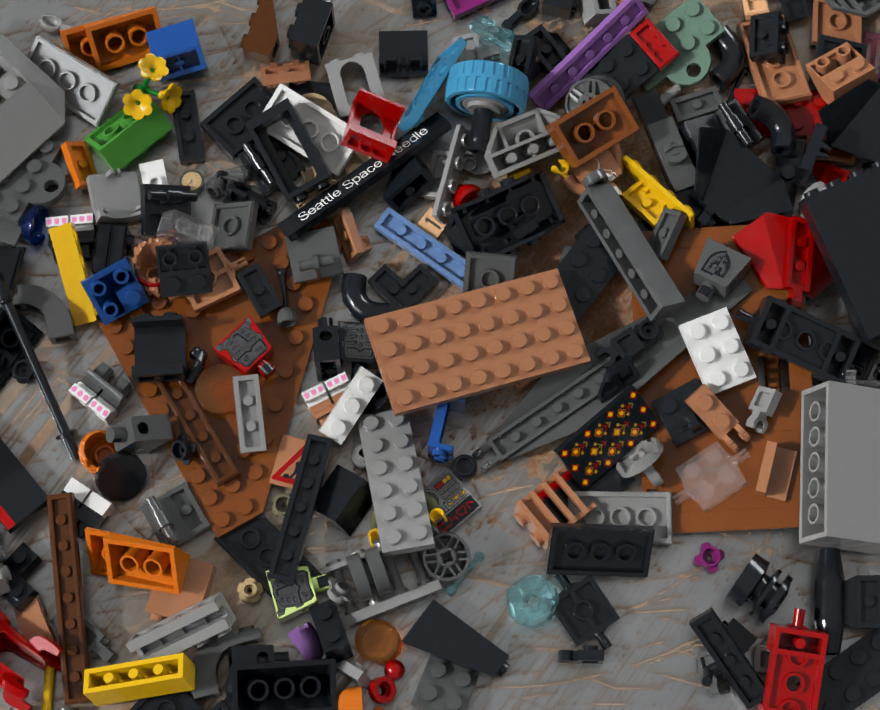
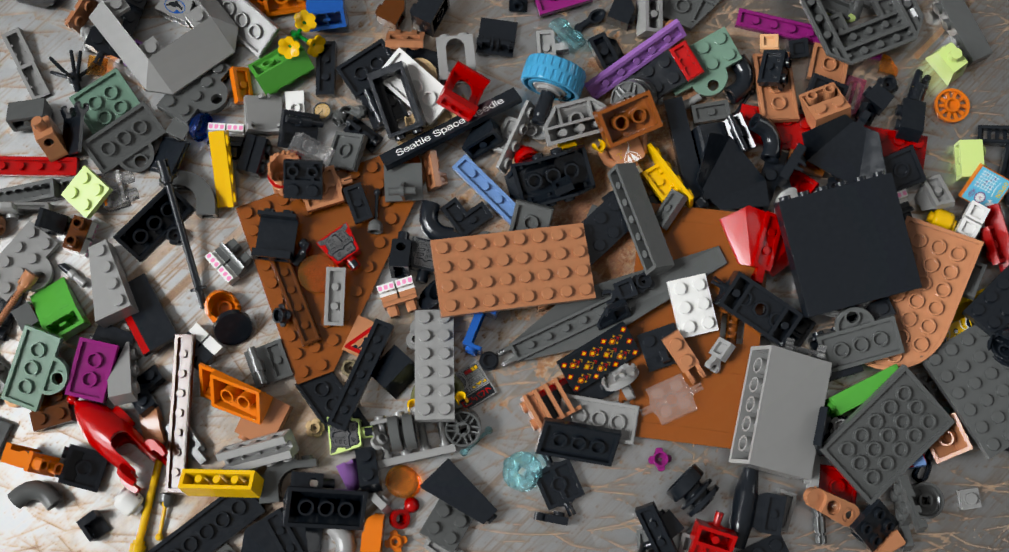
camera: 10 degrees right, 5 degrees up
(114, 291) = (250, 187): blue slope -> none
(131, 435) = (251, 298): dark grey torso -> none
(350, 405) = (411, 302): white plate -> none
(431, 84) = (512, 66): dark azure wing -> none
(431, 225) = (494, 174): light nougat tile -> none
(524, 55) = (586, 54): black slope -> none
(595, 177) = (625, 157): dark grey tile -> none
(672, 154) = (685, 147): dark grey piece -> none
(719, 270) = (704, 244): dark grey torso -> none
(775, 472) = (720, 404): nougat panel -> none

